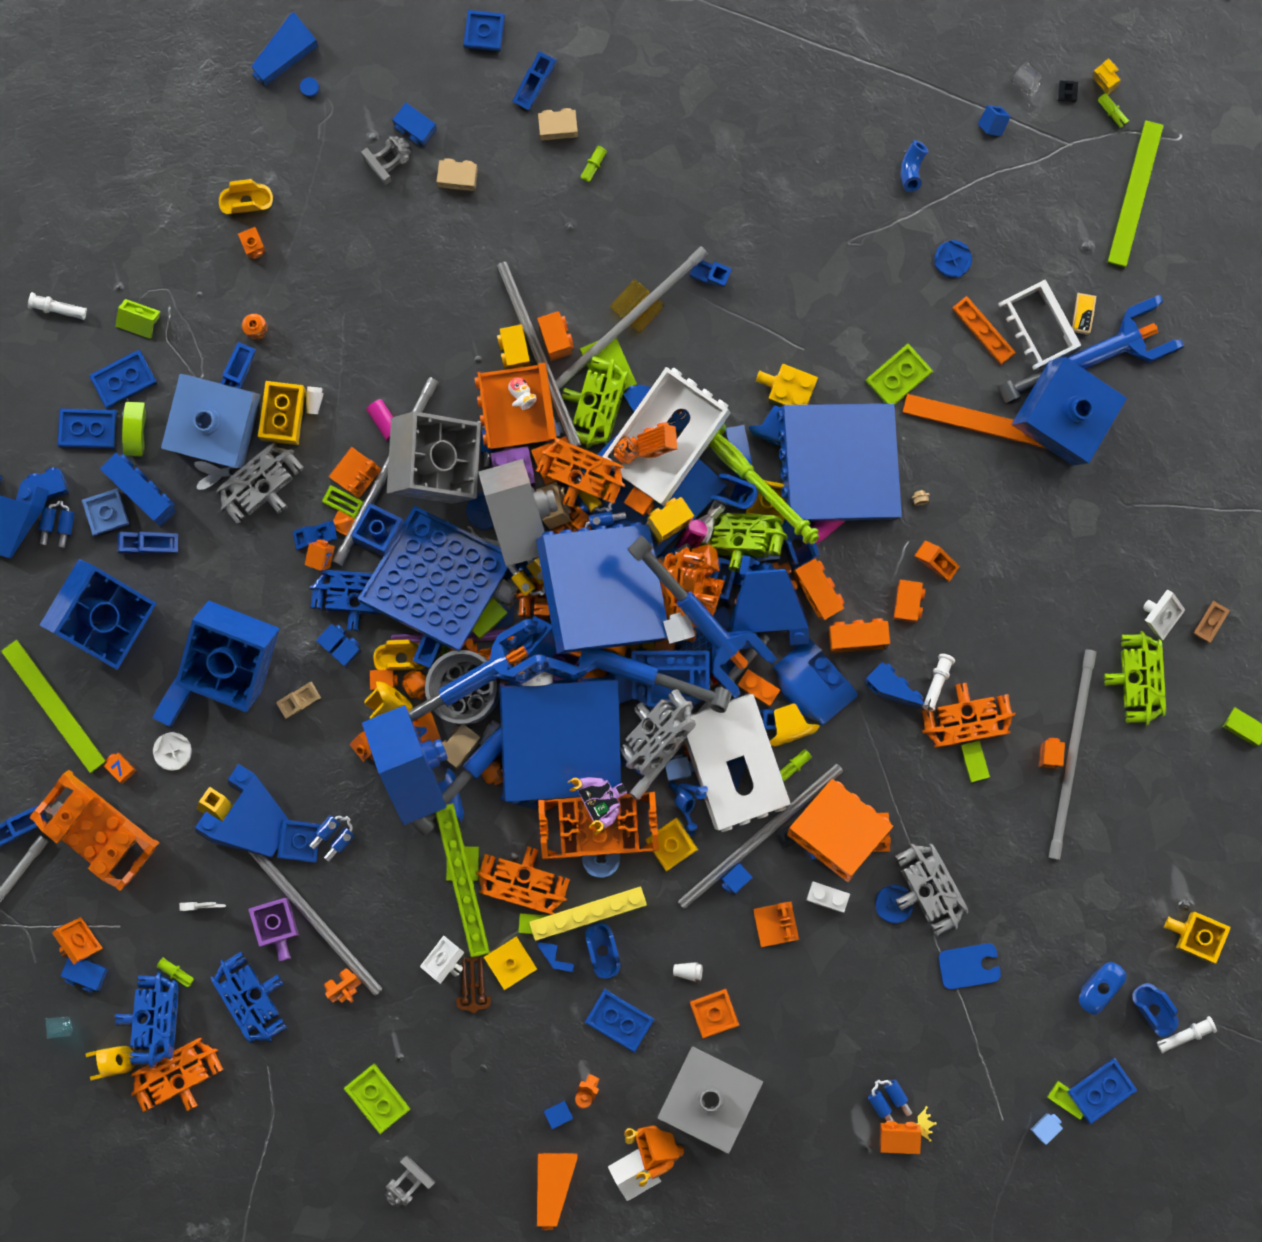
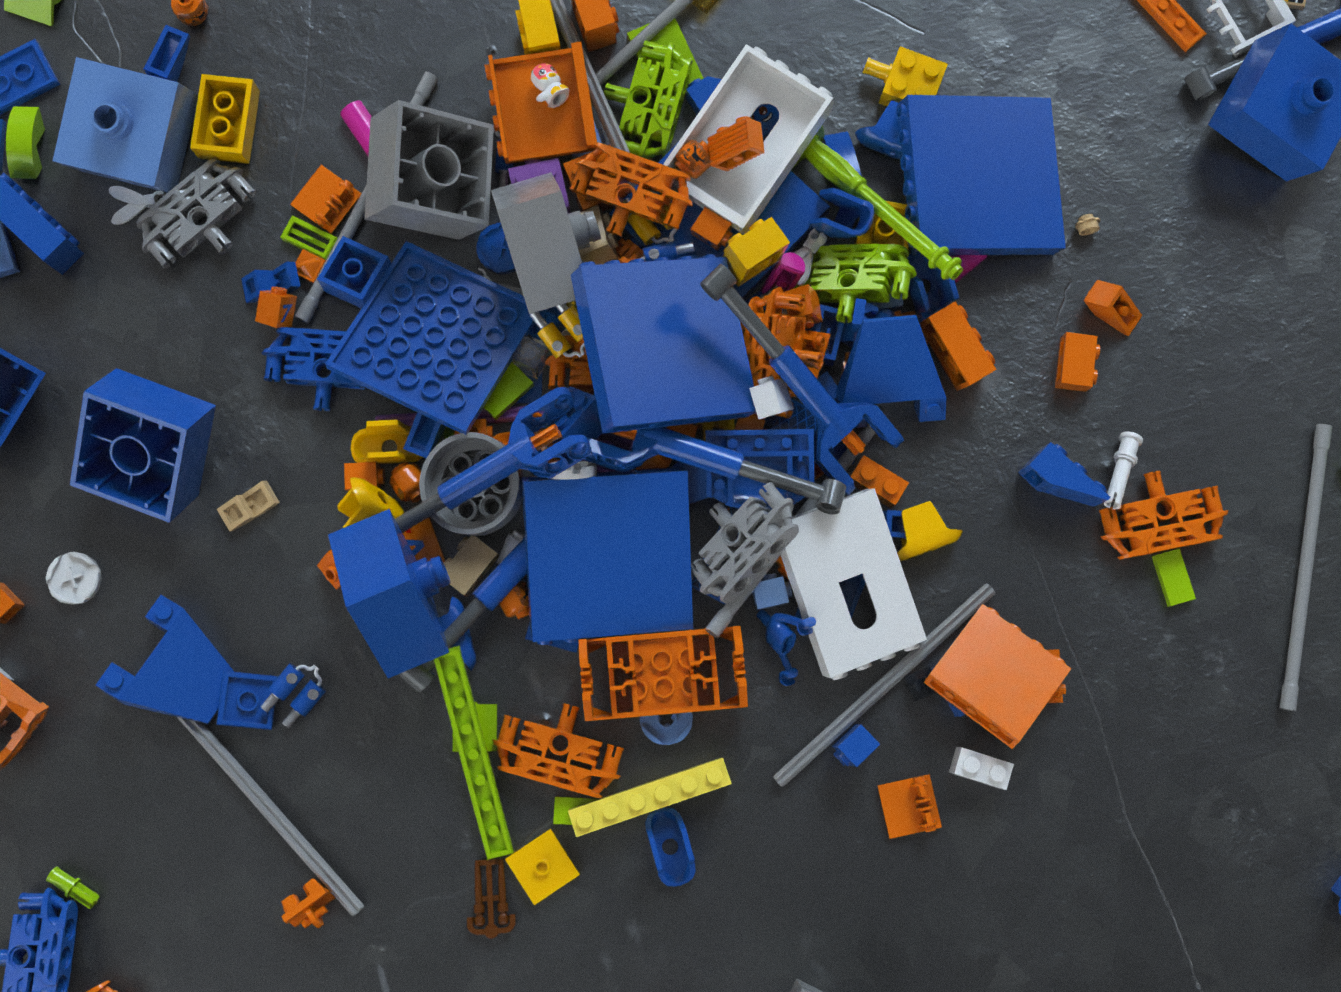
camera: 10 degrees left, 0 degrees up
(147, 543) = (41, 295): blue slope -> none
(172, 704) = (71, 514): blue slope -> none
(194, 905) = (101, 793): white piece -> none
(214, 804) = (126, 651): yellow slope -> none
(239, 1006) = (161, 931): blue piece -> none
(274, 925) = (211, 819): medium lavender brick -> none
(313, 399) = (269, 102): white cone -> none
(332, 638) = (303, 430): blue piece -> none
(443, 960) = (447, 866): white tile -> none
(550, 953) = (597, 852): blue slope -> none
(599, 800) = (664, 638): torso -> none
(619, 1020) = (695, 945): blue tile -> none
(673, 844) = (767, 698): yellow plate -> none
(688, 971) = (790, 874): white cone -> none
(714, 1013) = (827, 933): orange tile -> none
(795, 764) = (930, 584): lime axle -> none
(813, 683) = (951, 473): blue slope -> none
(859, 636) = (1014, 408): orange brick -> none
(887, 906) = (1070, 775): blue tile -> none
(899, 375) = (1052, 64): lime tile -> none
(941, 882) = (1136, 759): light grey piece -> none
(963, 966) = (1168, 860): blue piece -> none
(965, 418) = (1145, 121): orange tile -> none
(1052, 753) = (1283, 566): orange brick -> none

